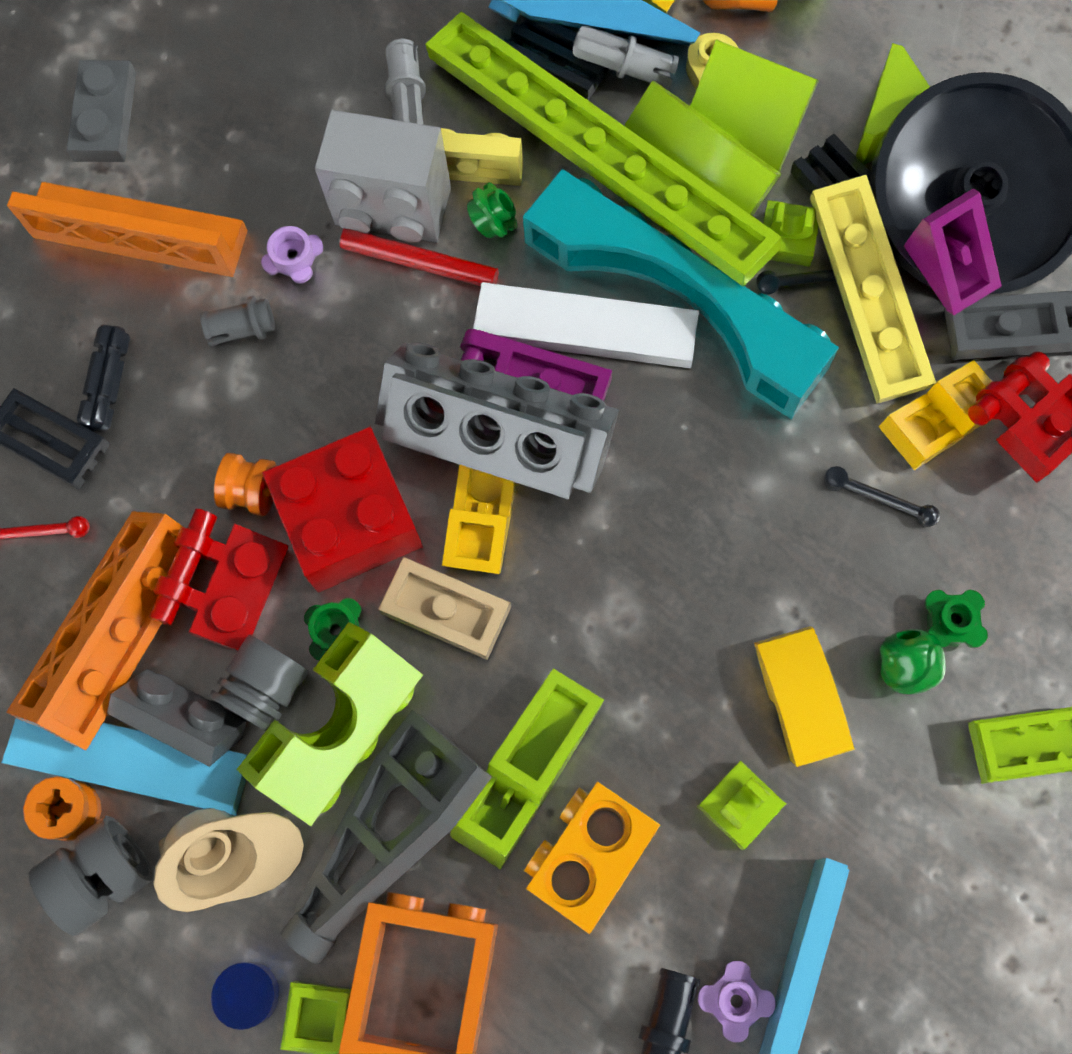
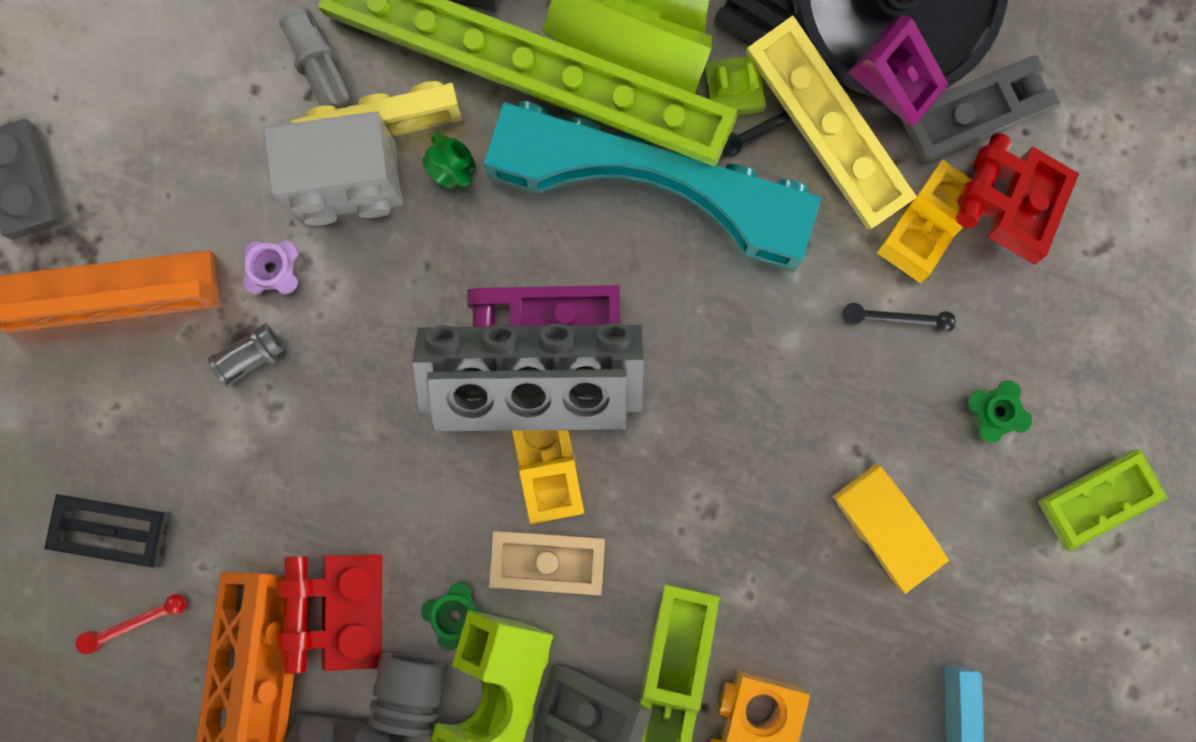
camera: 25 degrees left, 10 degrees up
(103, 378) = (138, 453): black axle -> none
(243, 484) = (319, 512): orange wheel -> none
(342, 510) = (419, 506): red brick -> none
(417, 258) = (394, 230): red bar -> none
(589, 324) = (577, 243): white tile -> none
(741, 805) = (867, 643): lime tile -> none
(912, 661) = (975, 466): green piece -> none

